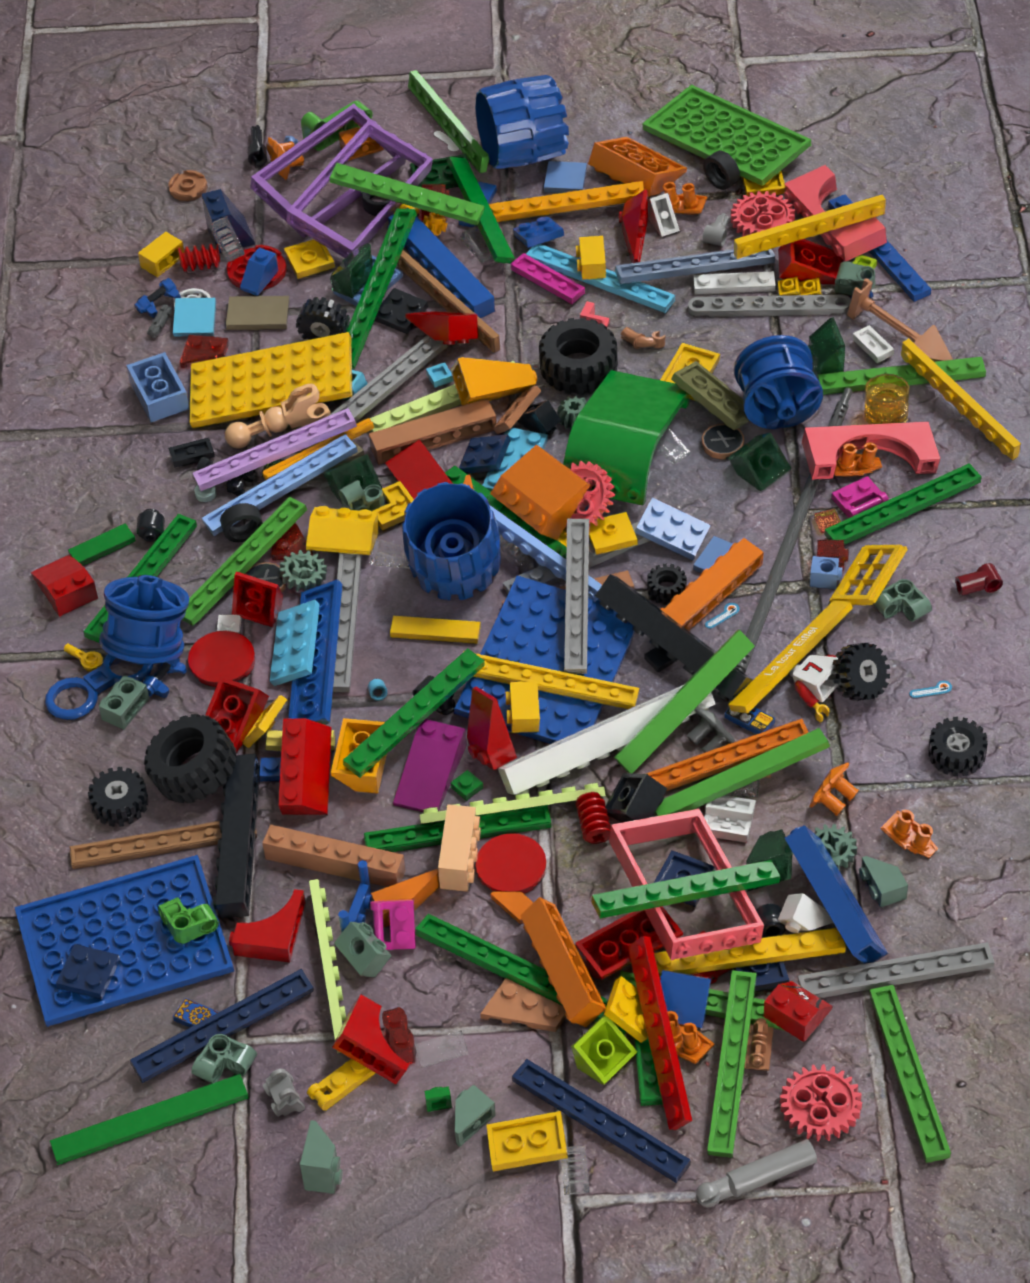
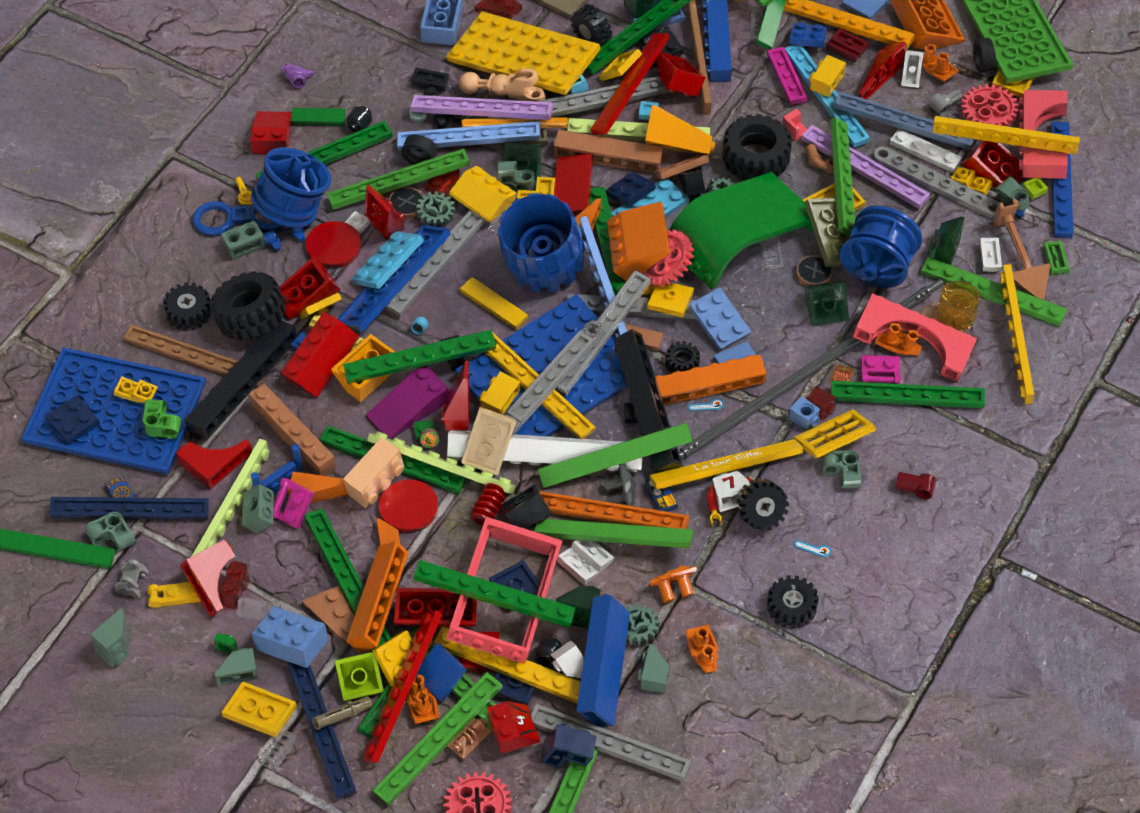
camera: 30 degrees right, 5 degrees up
(45, 516) = (296, 74): none -> medium lavender animal
(131, 908) = (135, 391): none -> yellow slope
(379, 345) = (620, 65): none -> yellow plate
(406, 356) = (629, 84): none -> red tile
(480, 788) = (429, 438): none -> tile
(503, 1051) = (290, 636): none -> medium blue brick
(552, 753) = (489, 441): none -> tan plate
(564, 663) = (554, 374): none -> light grey plate
(582, 223) = (847, 45): none -> dark red plate
(619, 1088) = (350, 709): none -> dark tan pin
(687, 342) = (842, 176): none -> bright green plate
(692, 323) = (870, 169): none -> lavender plate
(864, 994) = (568, 745): none -> dark blue brick
(930, 319) = (1058, 269): none -> bright green tile

